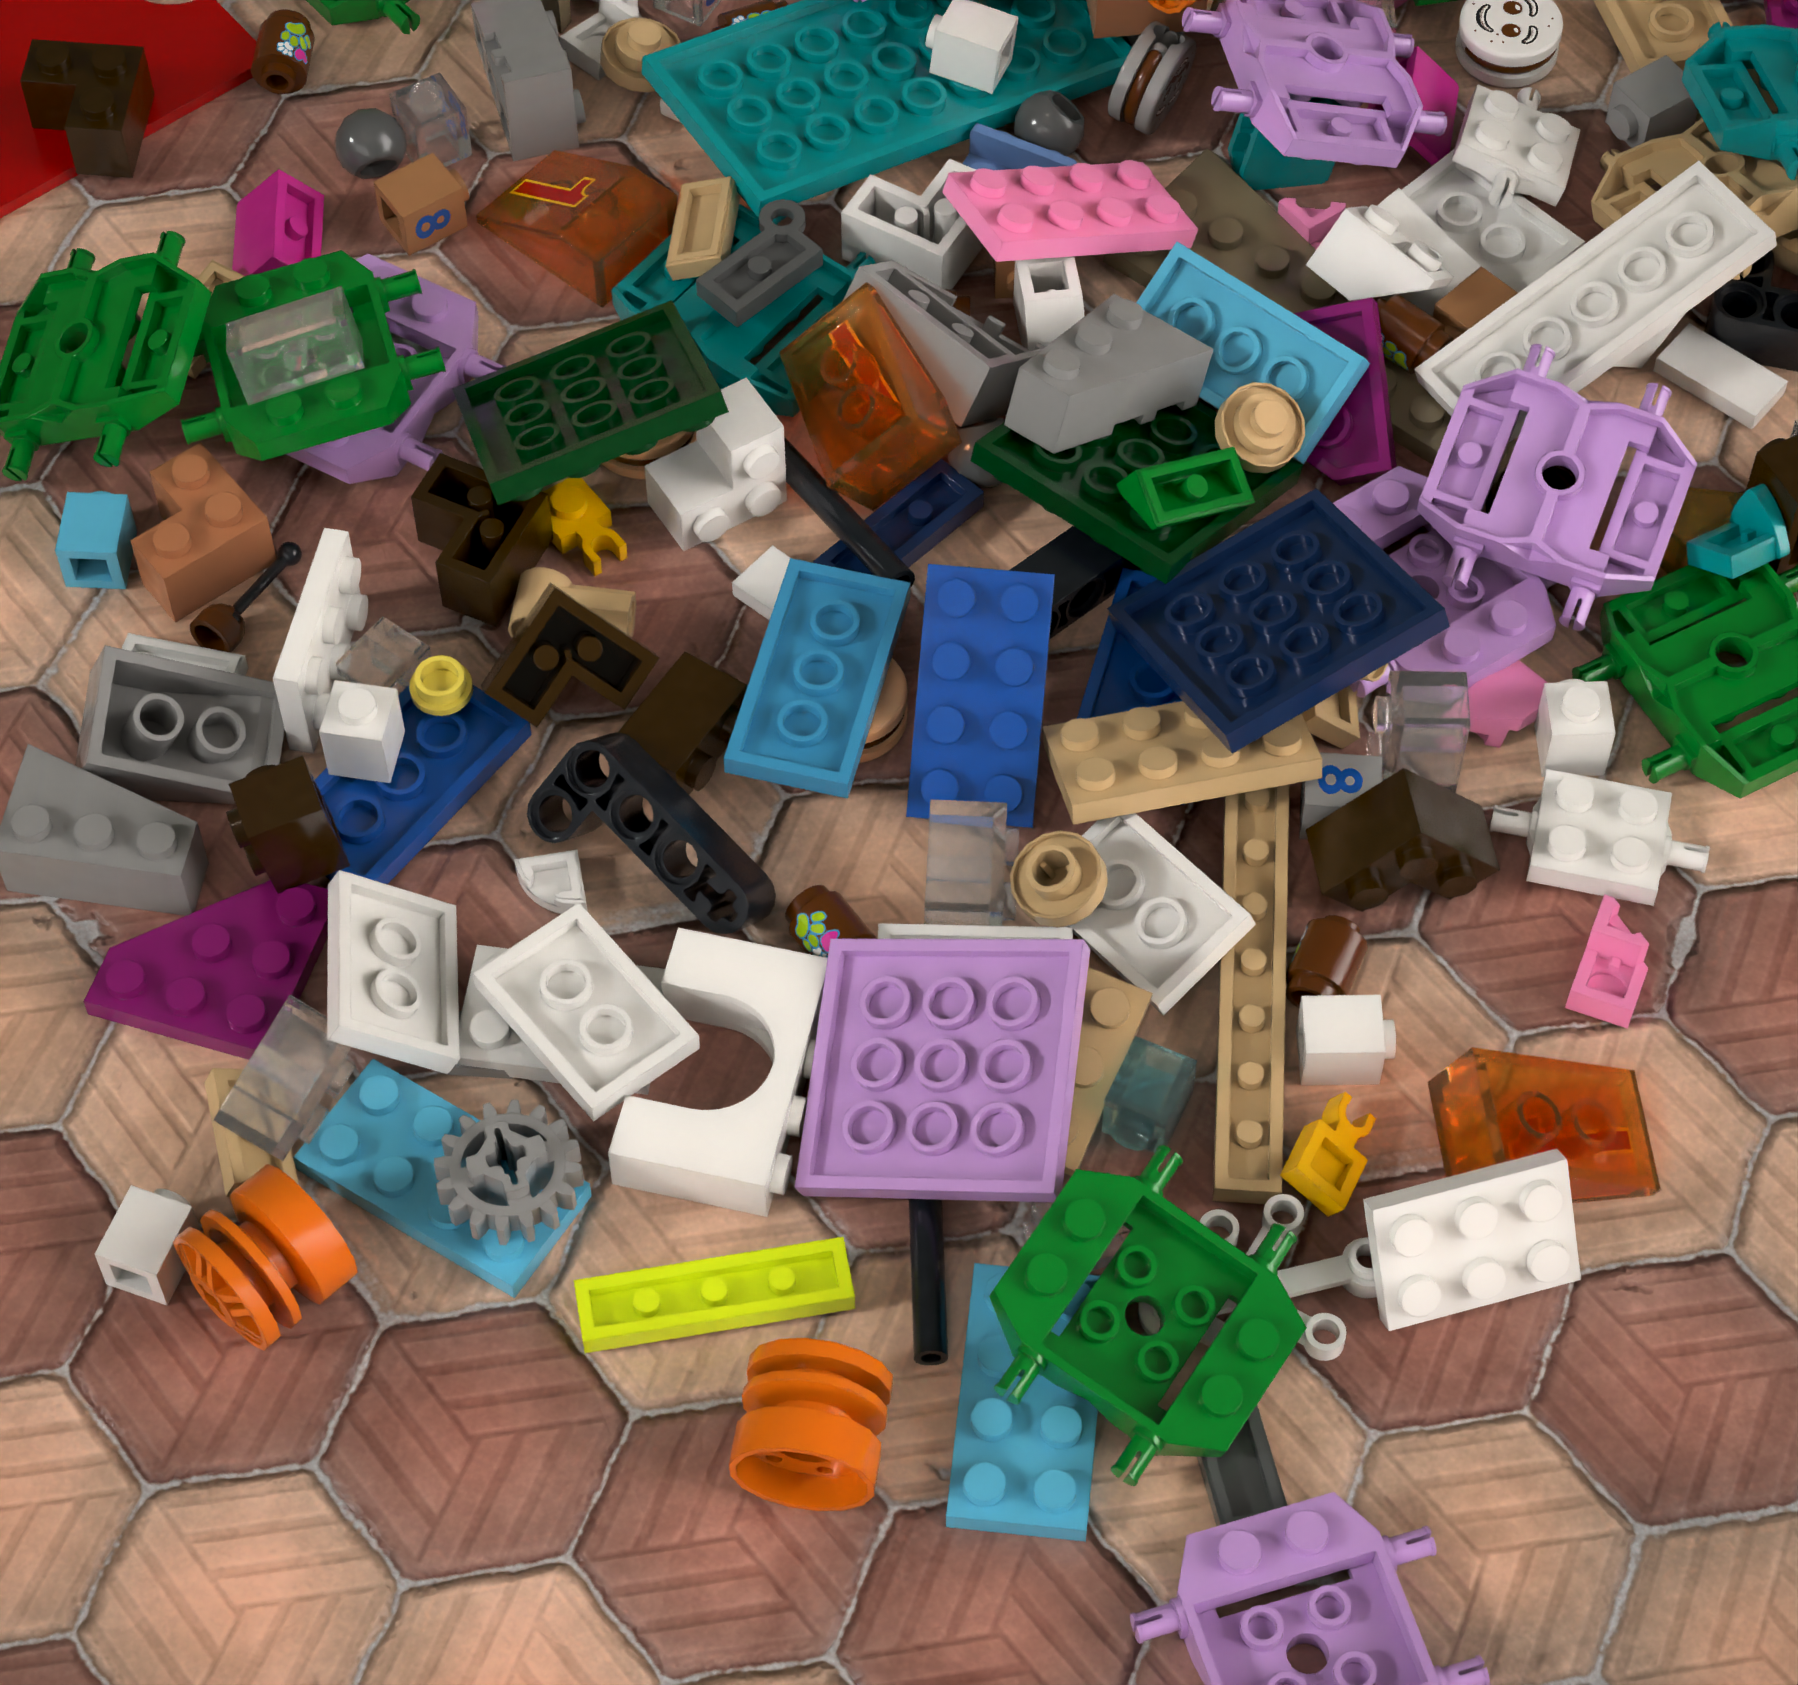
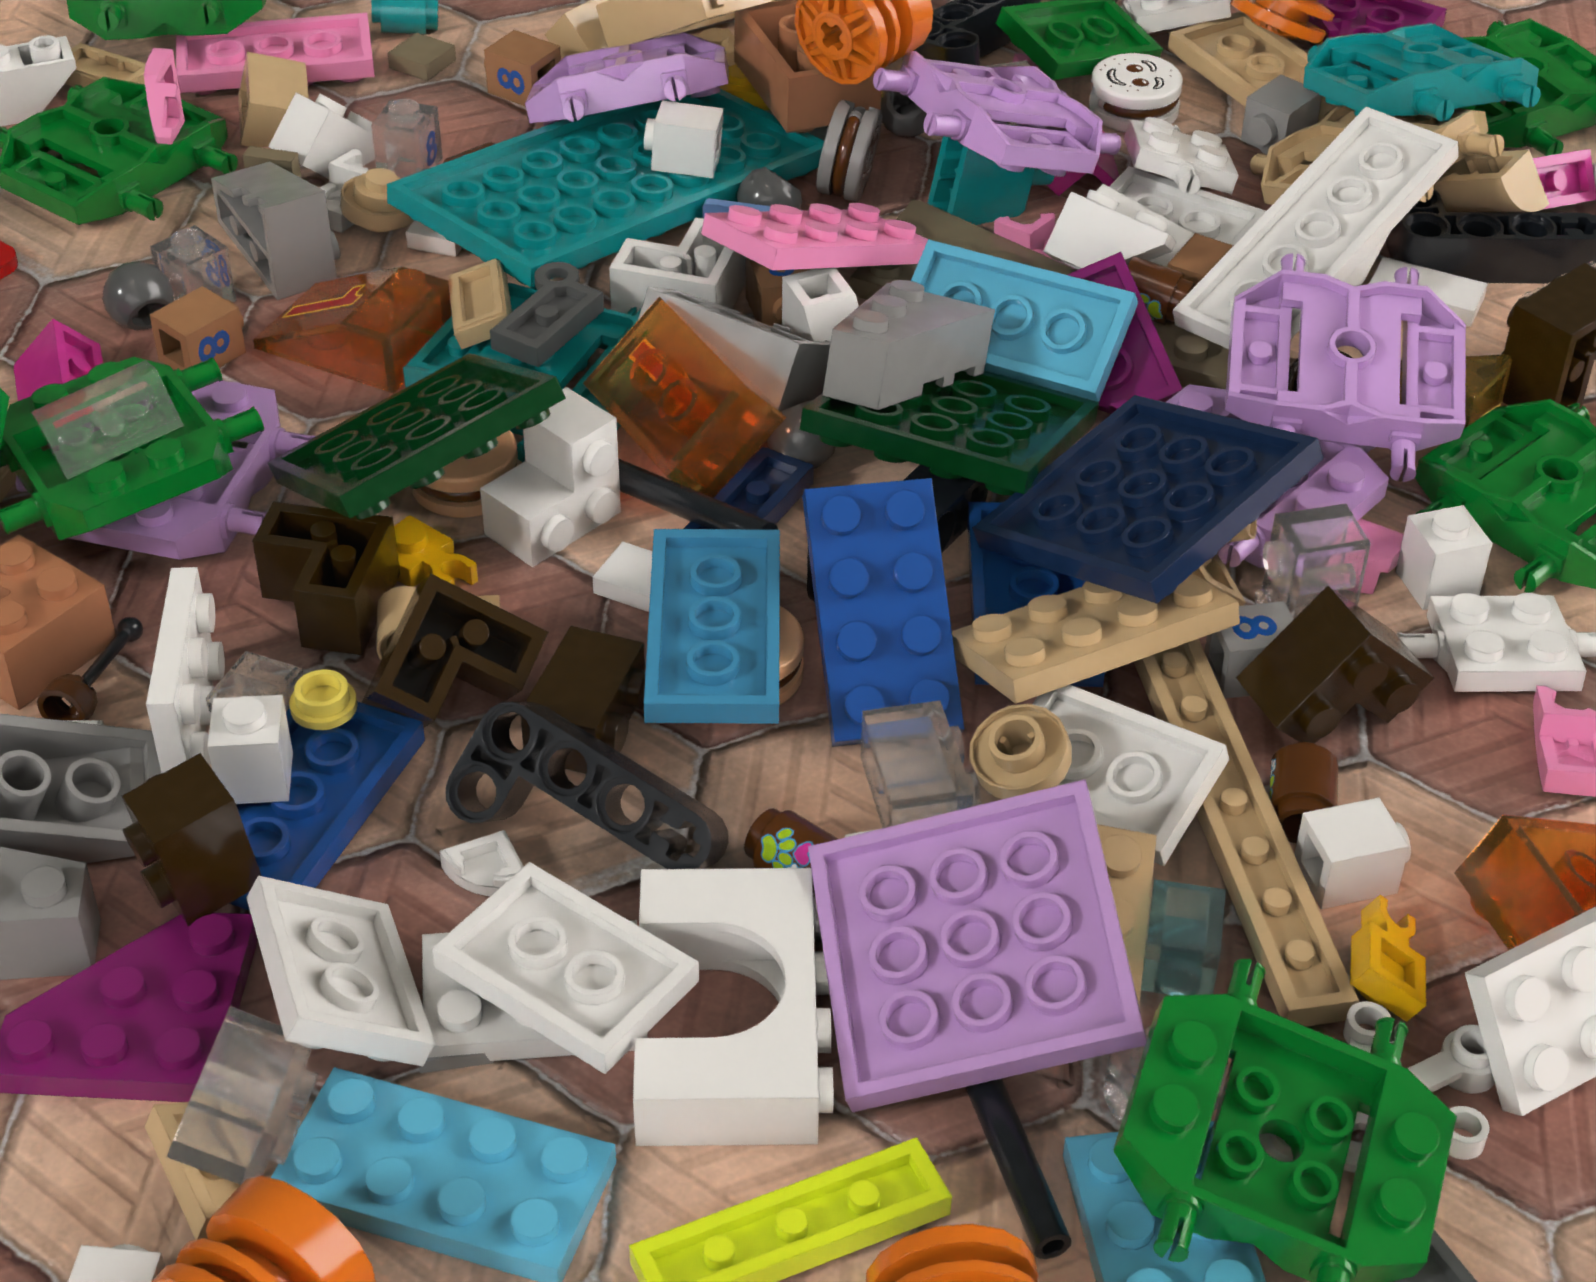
camera: 15 degrees left, 15 degrees down
(283, 52) = (36, 245): reddish brown brick -> none
(480, 1189) = (527, 1140): light grey gear -> none
(1187, 488) = (1012, 416): green slope -> none
(1261, 426) = (1057, 366): tan plate -> none
(1747, 541) = (1526, 383): teal tile -> none

